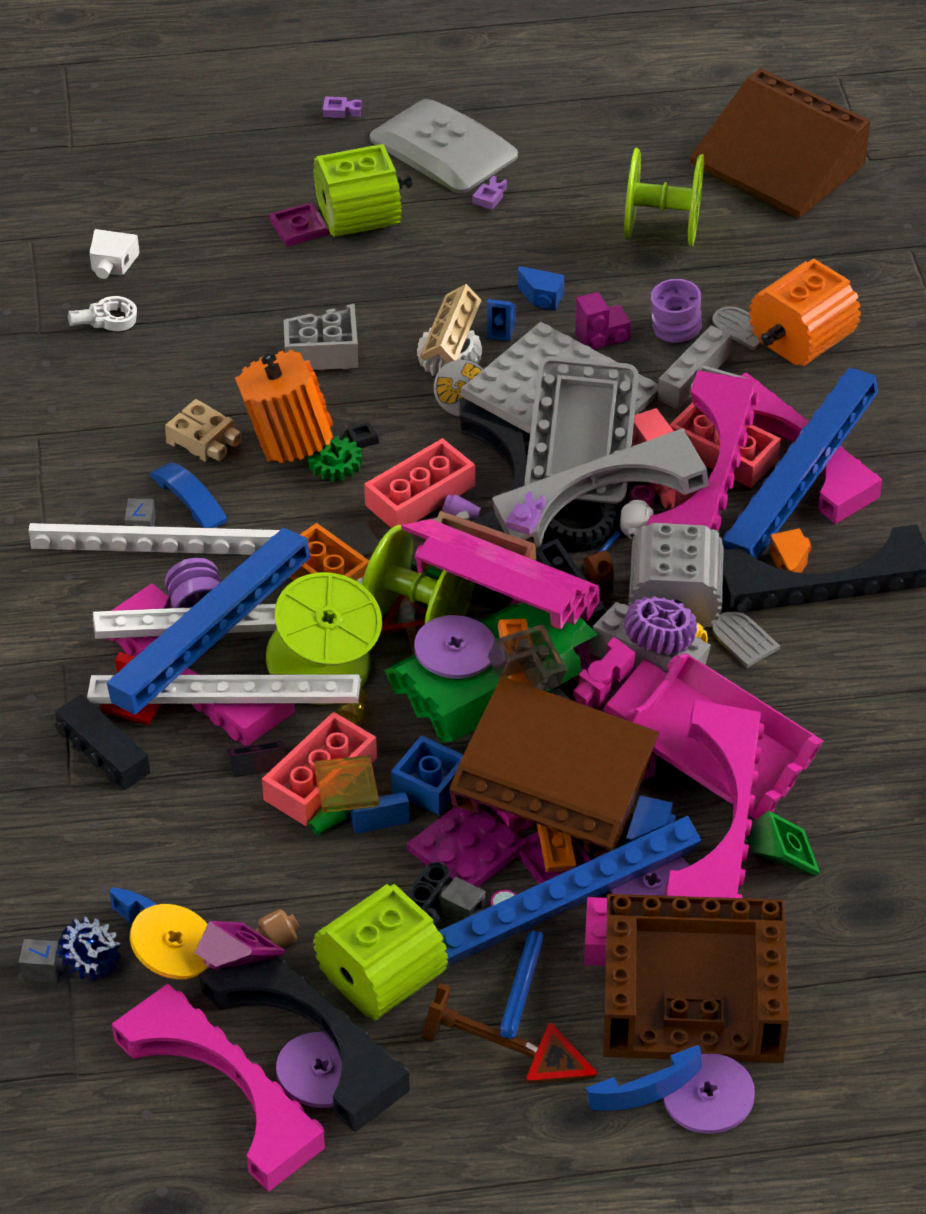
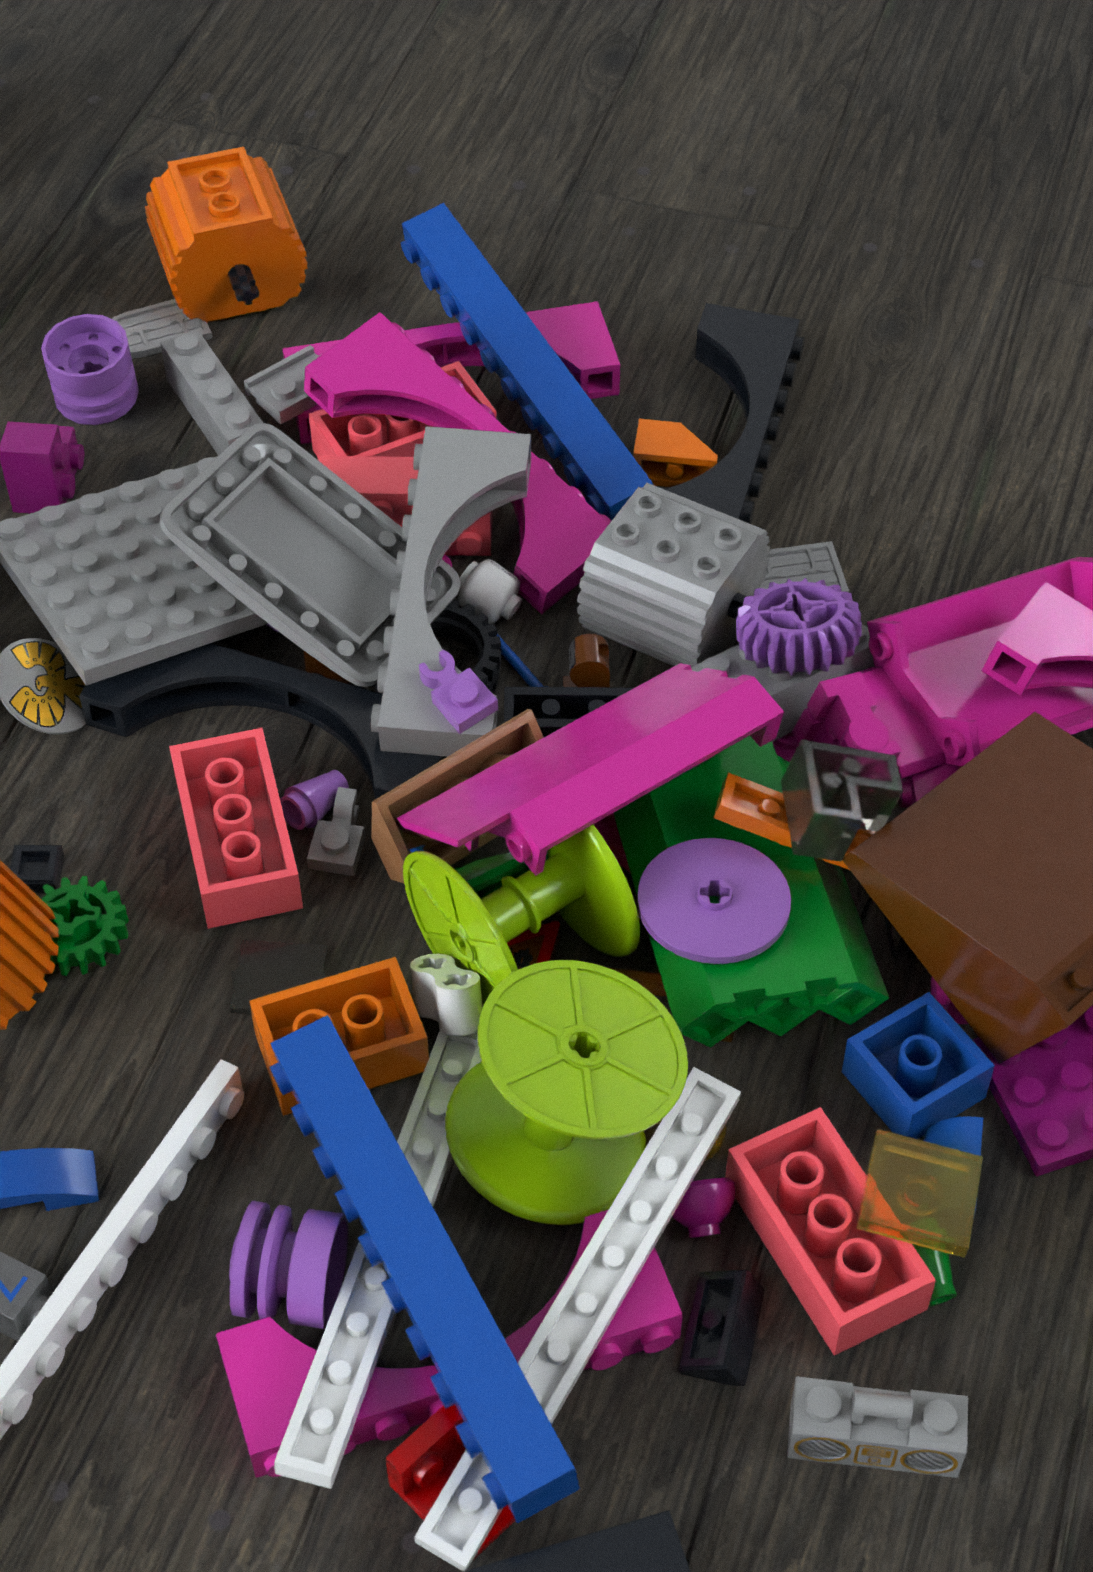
camera: 65 degrees left, 5 degrees up
(230, 819) = (878, 1427): none -> light grey piece
(308, 721) = (706, 1206): none -> magenta brick

